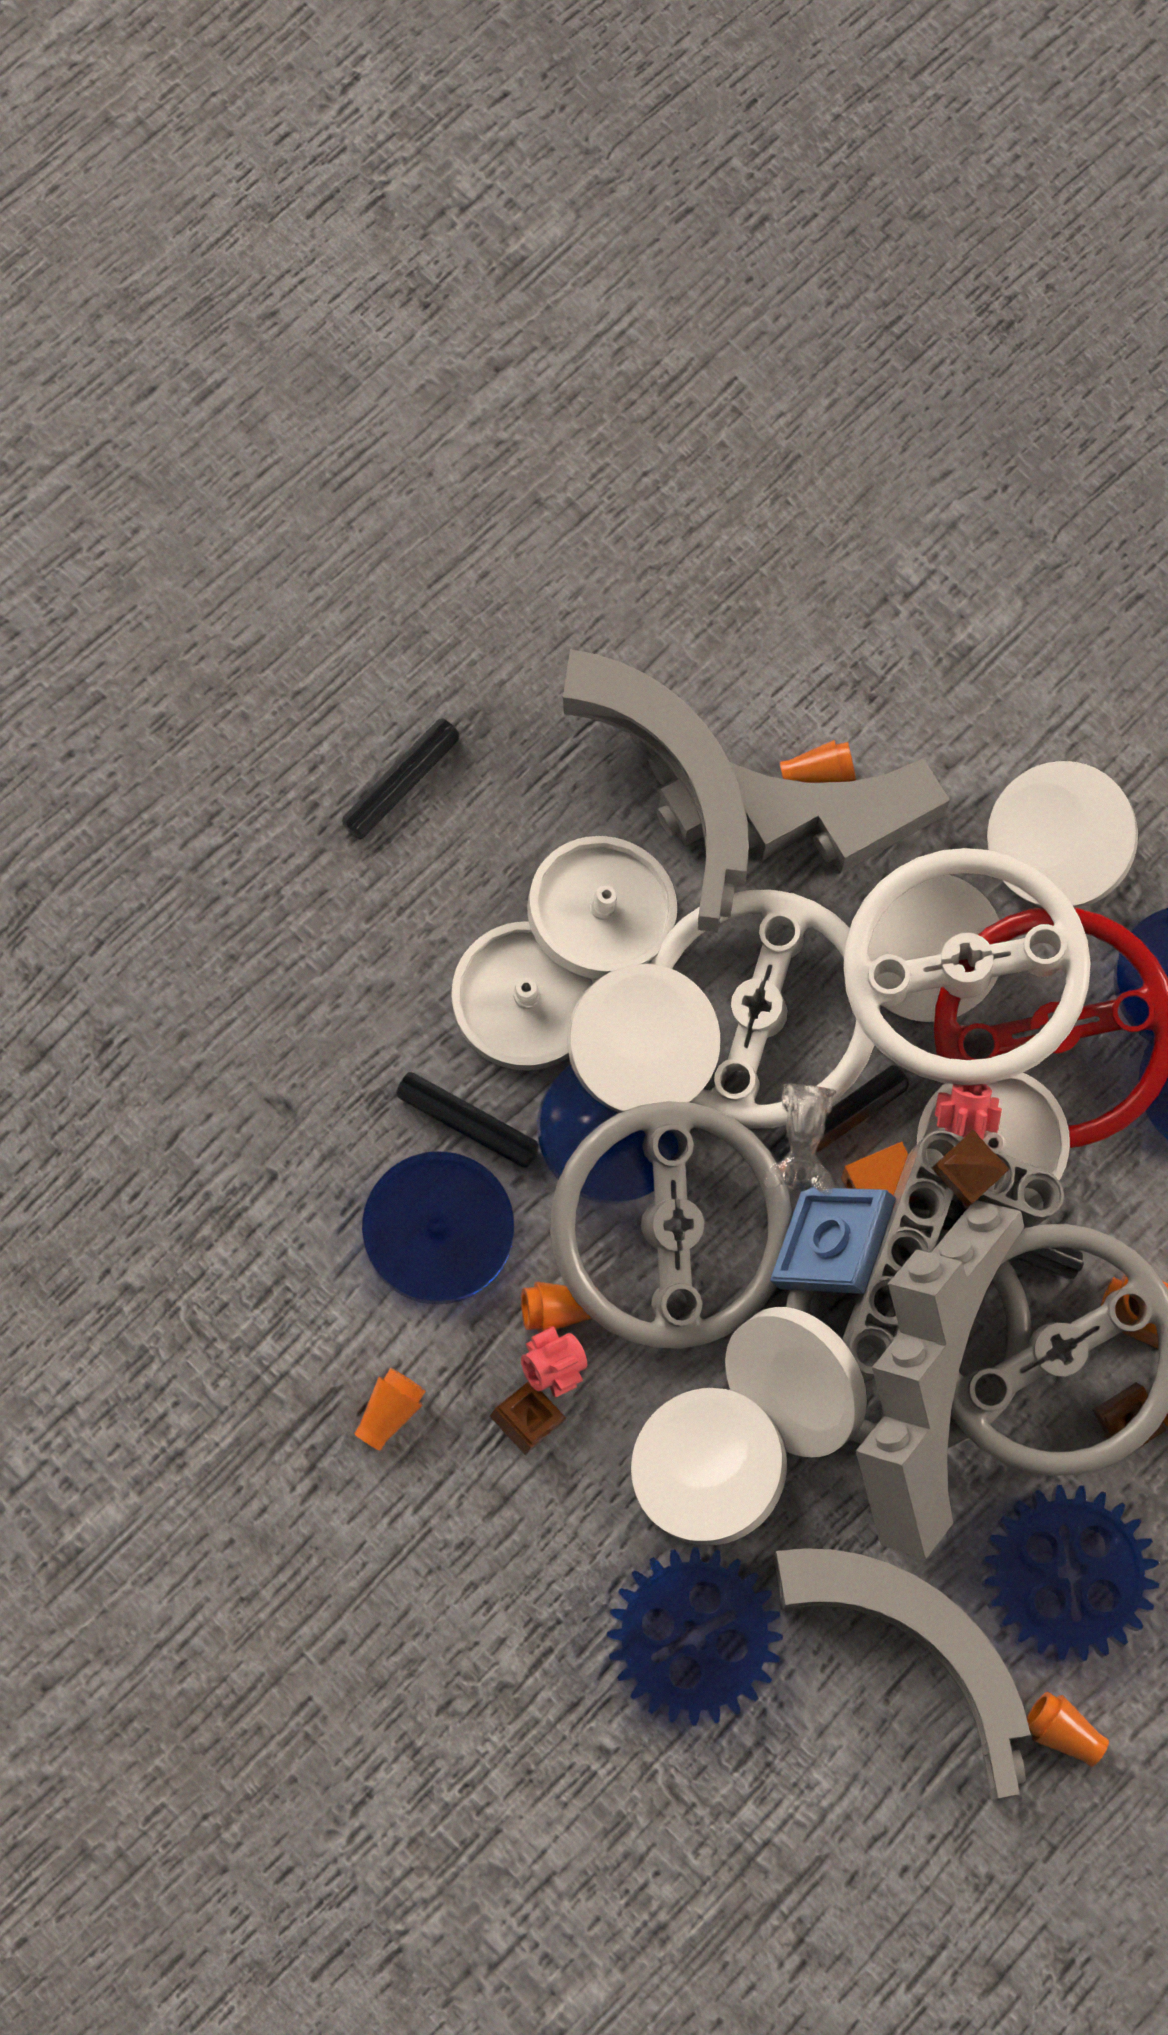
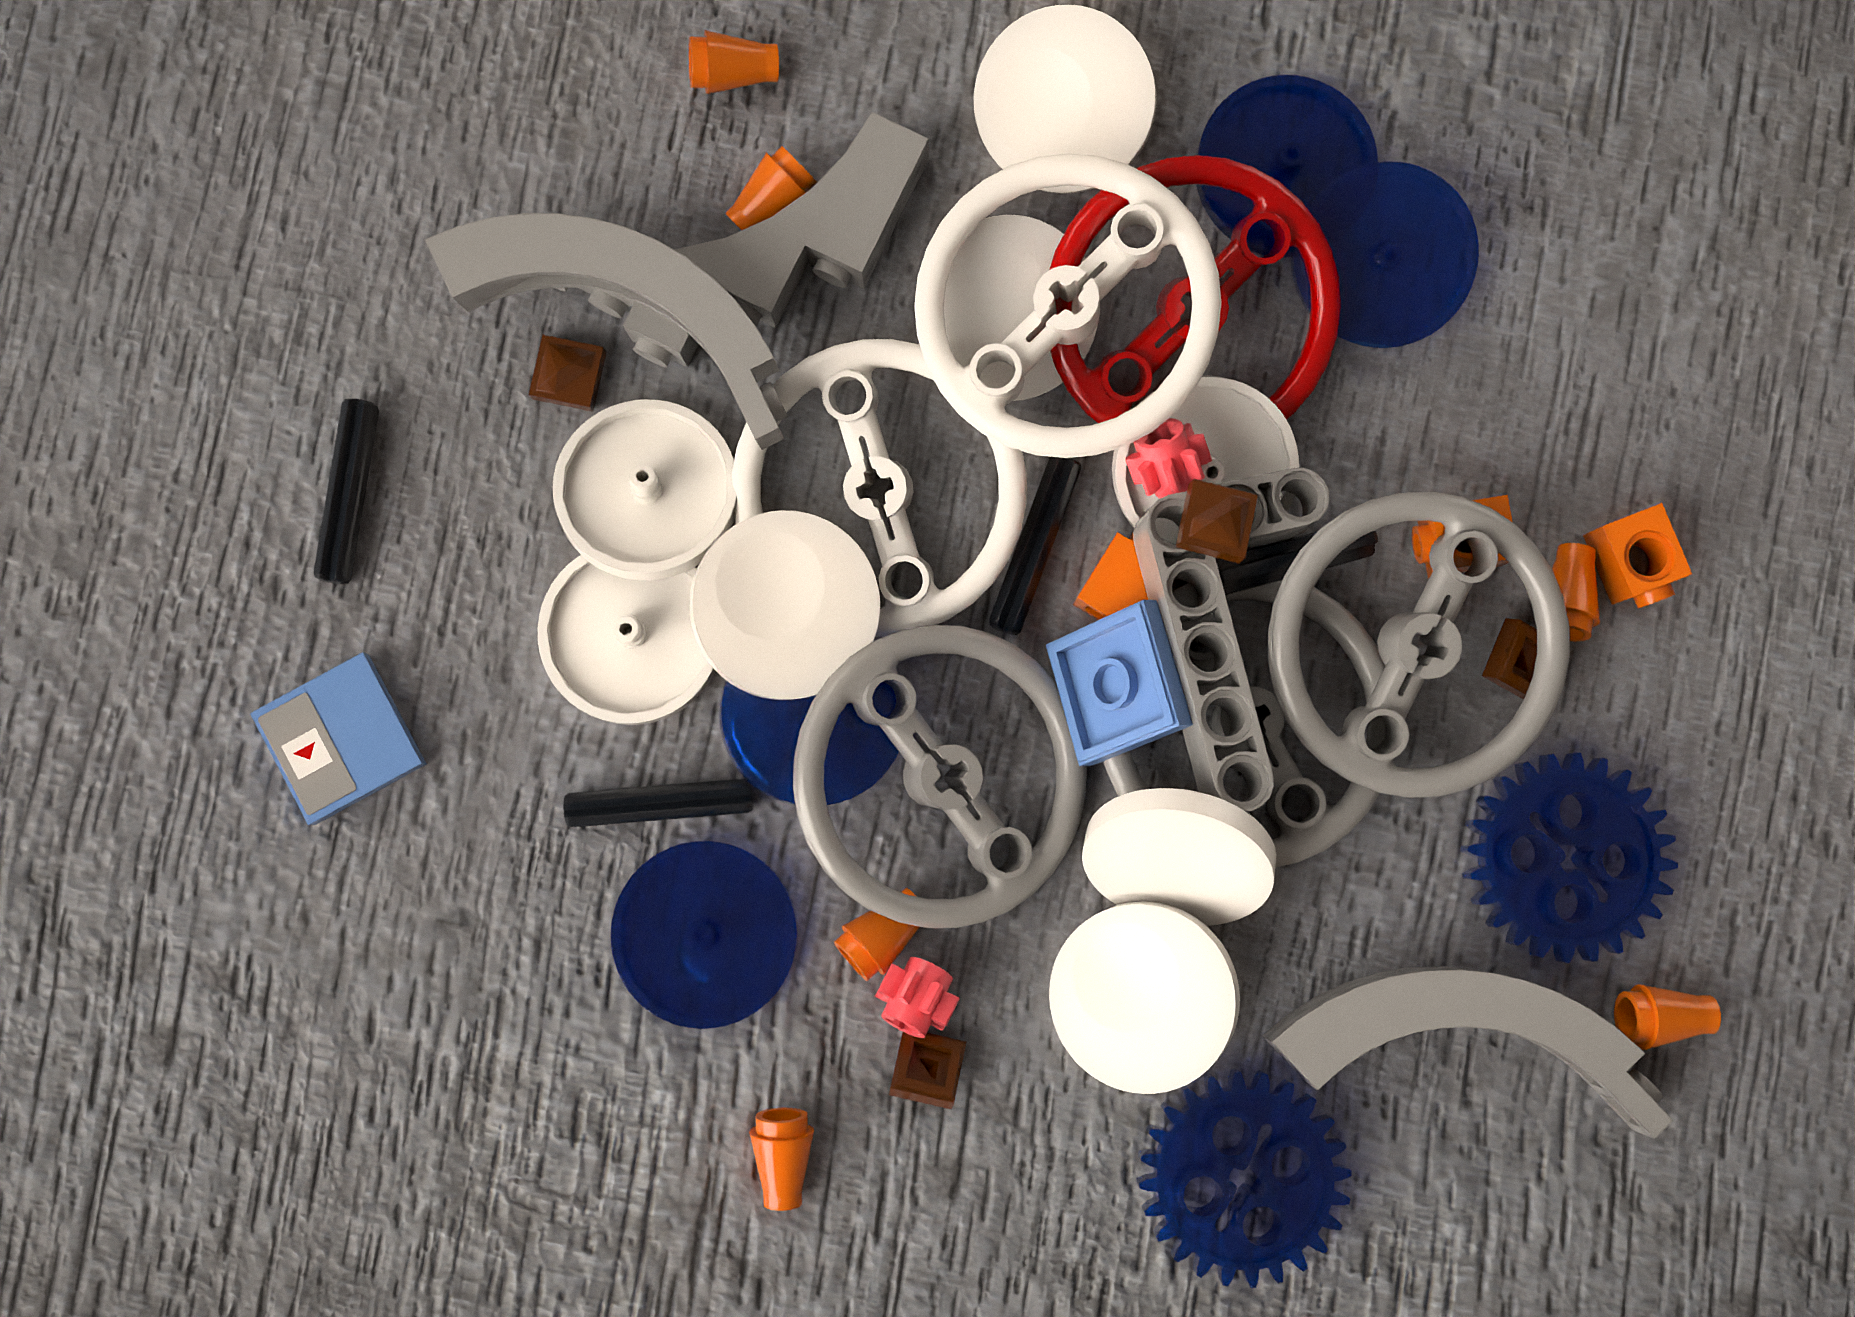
camera: 30 degrees left, 10 degrees up
(283, 936) = (338, 739): none -> medium blue tile
(601, 797) = (567, 373): none -> reddish brown tile
(805, 1128) = (1011, 585): clear animal -> none
(851, 665) = (730, 62): none -> orange cone
(918, 1374) = (1308, 780): light grey arch -> none

